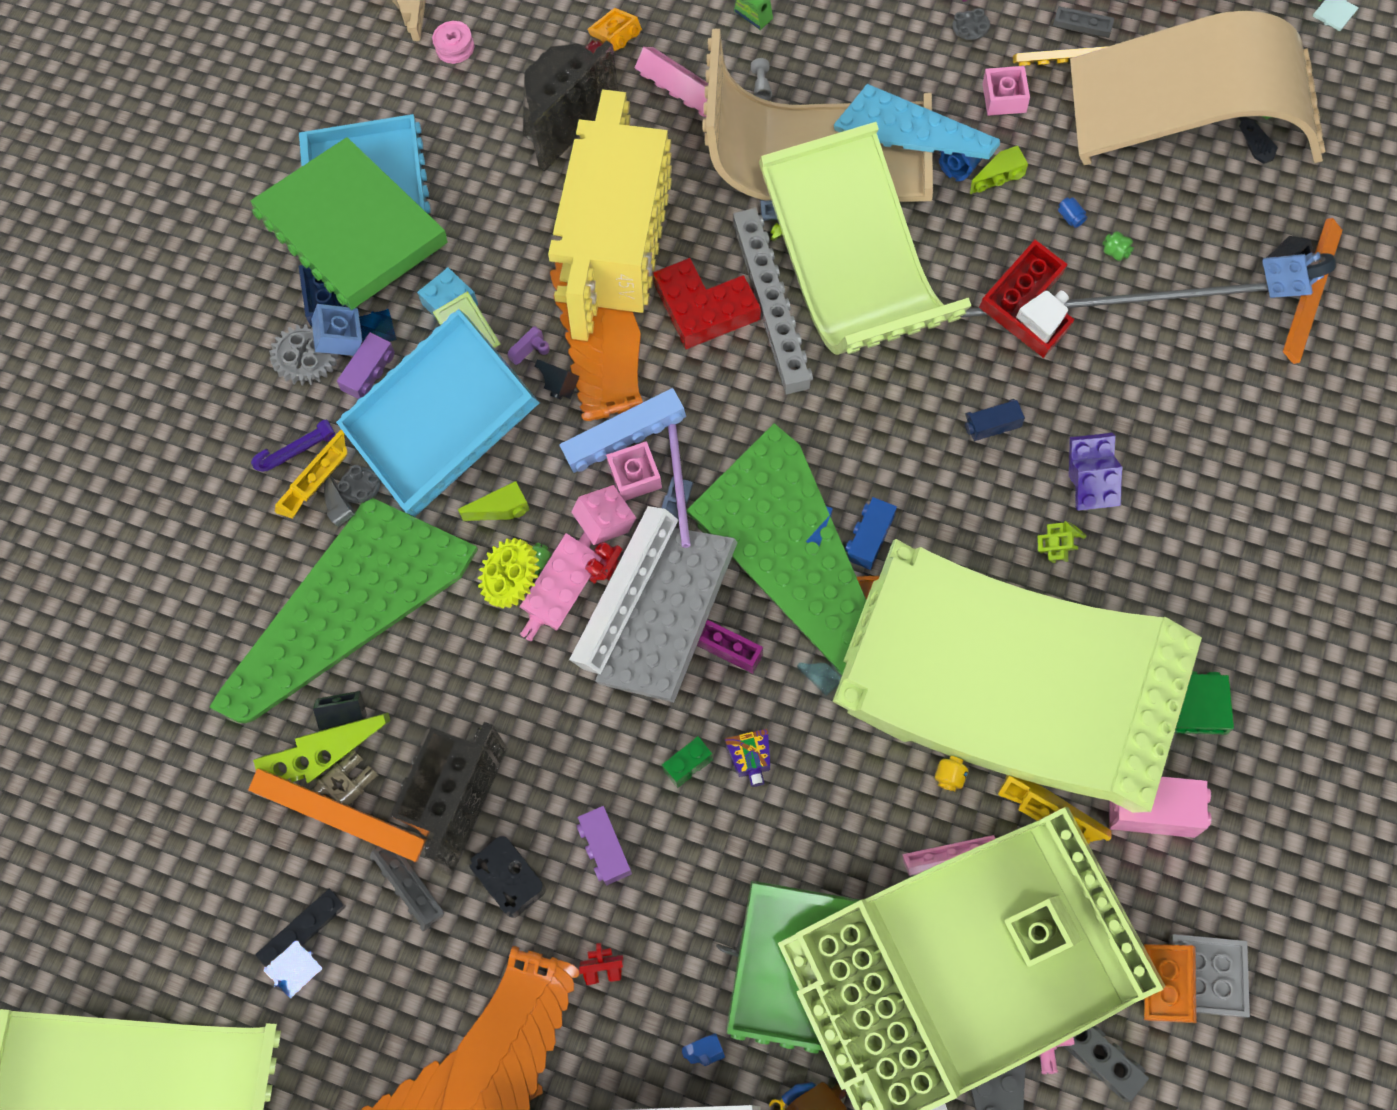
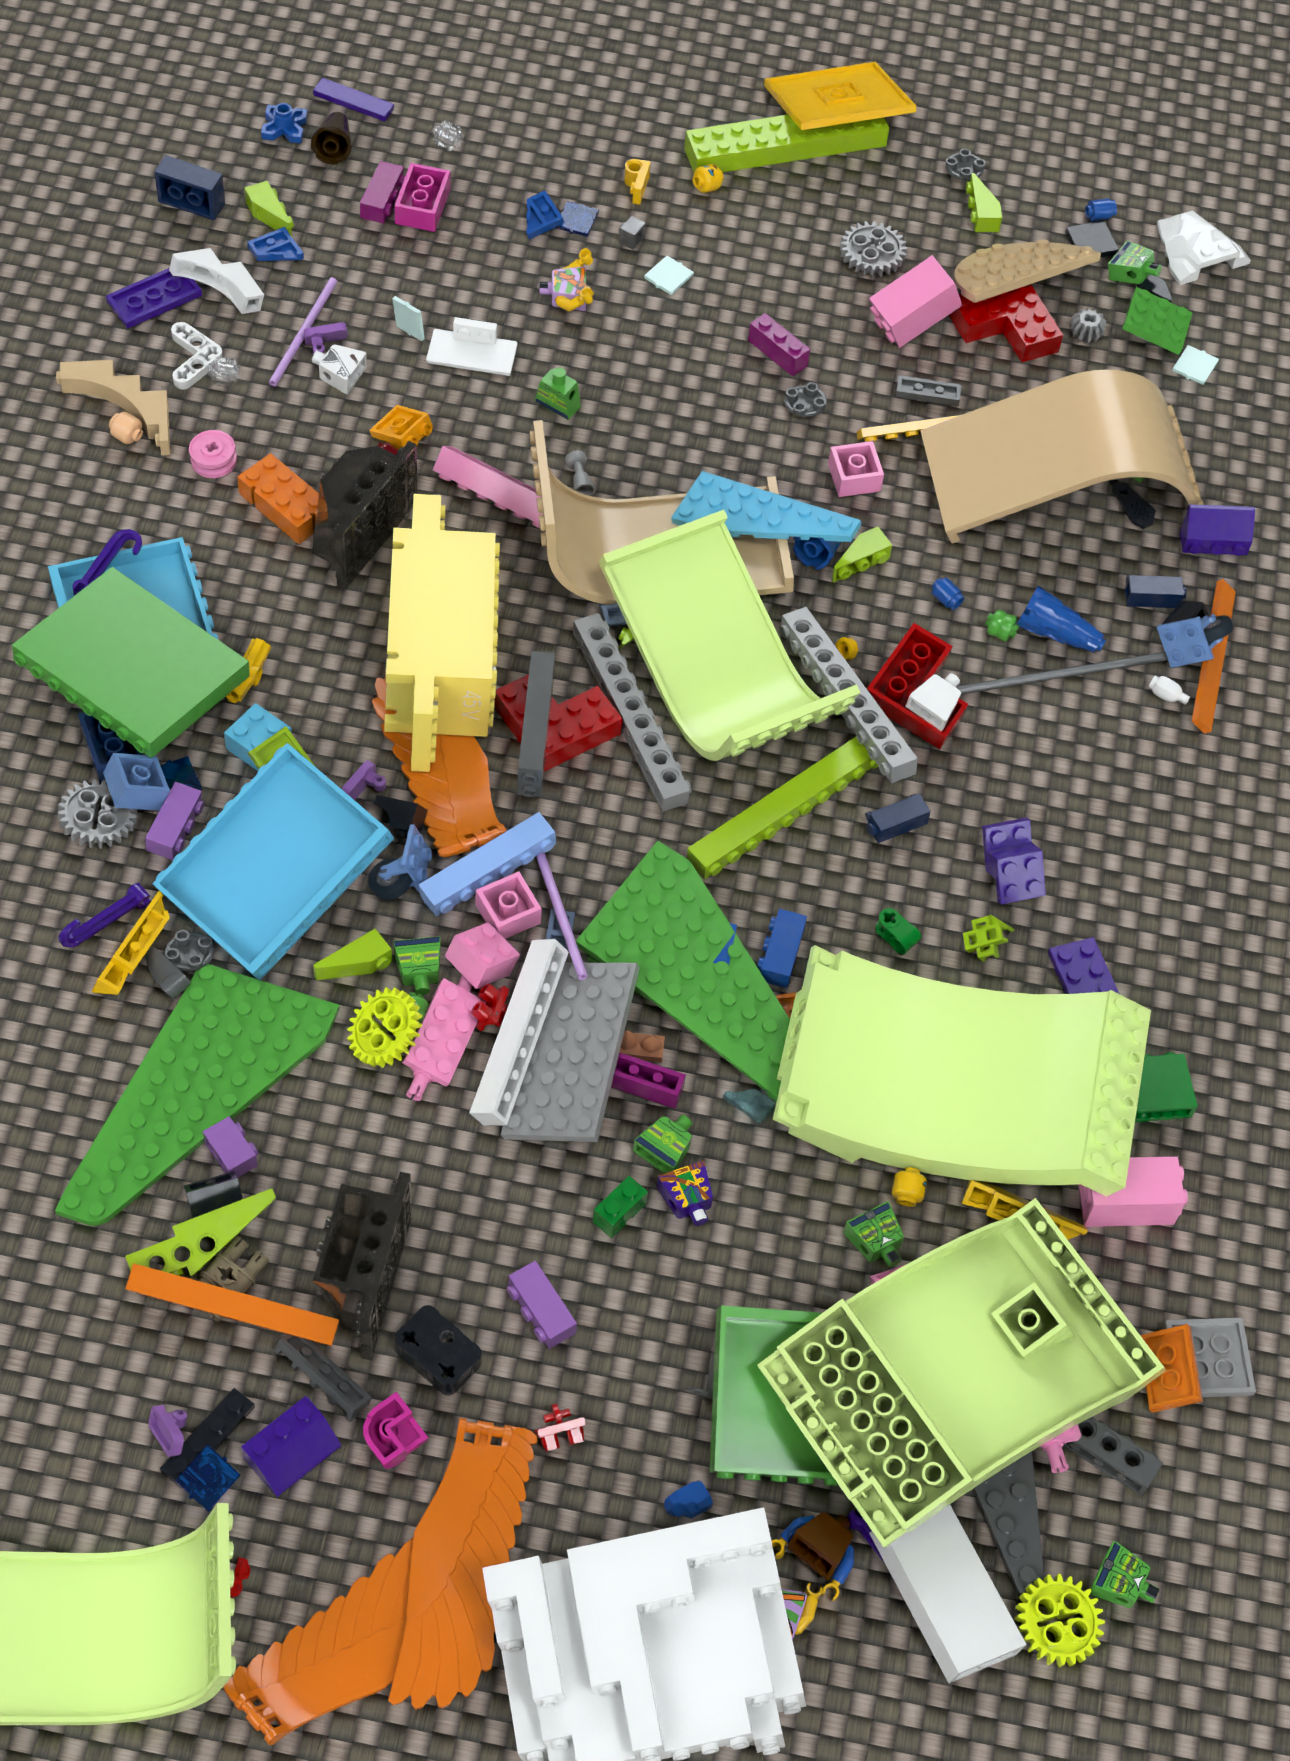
camera: 20 degrees left, 10 degrees down
(263, 915) = (166, 1429): none -> medium lavender piece
(307, 1060) = (241, 1572): none -> red piece
(347, 126) = (106, 557): none -> dark purple piece
(362, 667) = (230, 1148): none -> medium lavender brick
(366, 950) = (290, 1446): none -> dark purple slope
(385, 14) = (125, 427): none -> light nougat head
(453, 950) = (392, 1431): none -> dark pink brick
(454, 232) = (256, 655): none -> yellow piece
(500, 81) = (280, 496): none -> orange piece
(542, 433) = (394, 876): none -> plate
(550, 514) = (418, 962): none -> bright green torso
(679, 308) = (536, 724): none -> dark grey brick
(731, 612) = (643, 1046): none -> nougat tile
(738, 706) = (665, 1143): none -> bright green torso
(895, 398) = (780, 808): none -> lime brick
(915, 816) = (876, 1234): none -> bright green torso
(958, 284) = (865, 715): none -> light grey brick
(972, 257) = (847, 647): none -> yellow tile
(978, 530) = (897, 932): none -> green piece
(1146, 585) = (1081, 967): none -> dark purple plate
(1163, 242) = (1050, 618): none -> blue cone
(1264, 319) = (1168, 689): none -> white plant
(1265, 224) = (1154, 591): none -> brick
(1334, 170) = (1217, 529): none -> dark purple slope

